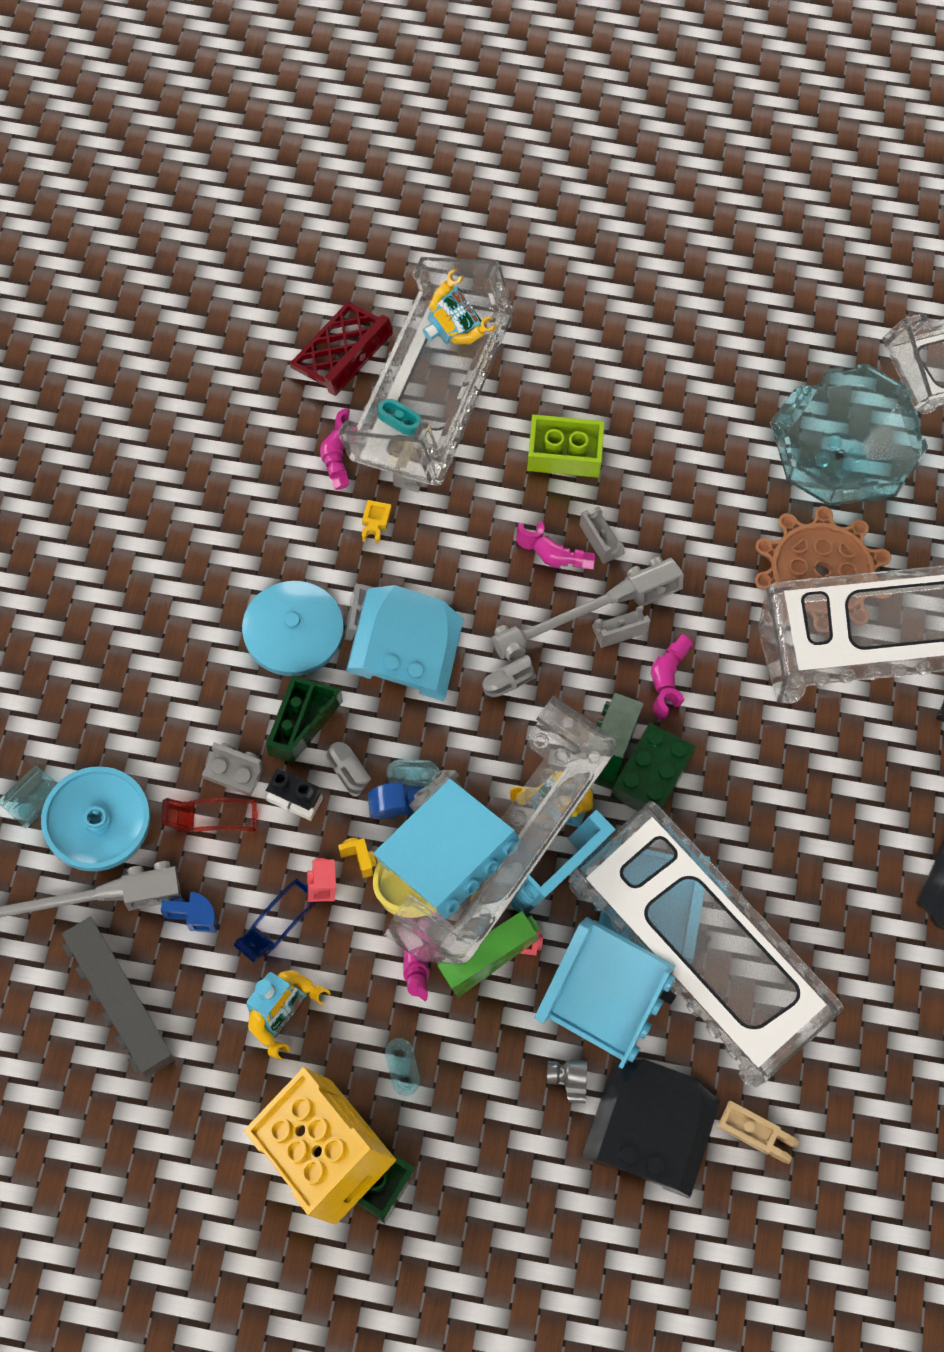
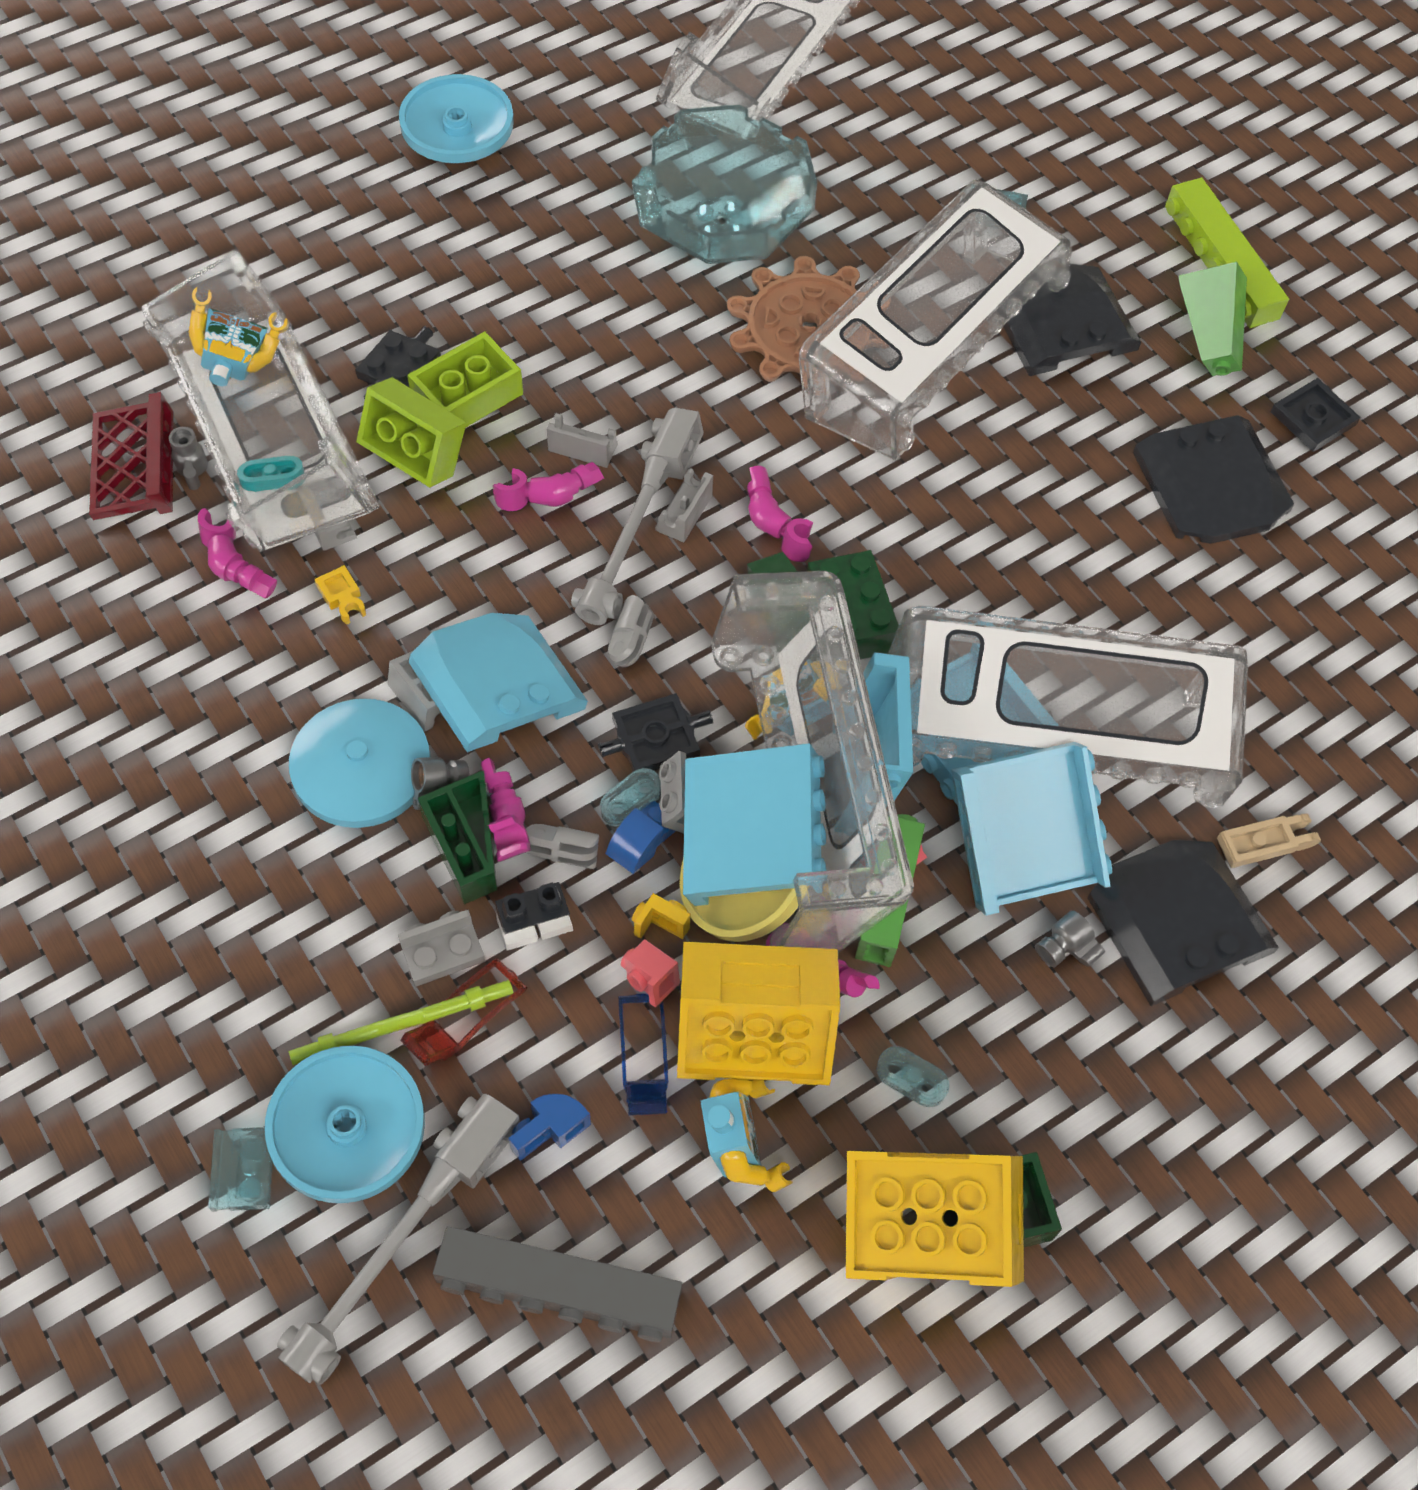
camera: 45 degrees left, 5 degrees down
(219, 811) = (473, 998): none -> lime bar
(318, 669) = (433, 773): none -> flat silver piece
(335, 726) = (506, 814): none -> dark pink piece
(343, 952) = (758, 1012): none -> yellow container
(370, 369) = (188, 455): none -> flat silver piece
(463, 749) = (655, 732): none -> black plate
(501, 452) = (410, 432): none -> lime brick
(544, 398) = (397, 357): none -> black plate
(734, 261) = (456, 118): none -> medium azure dish

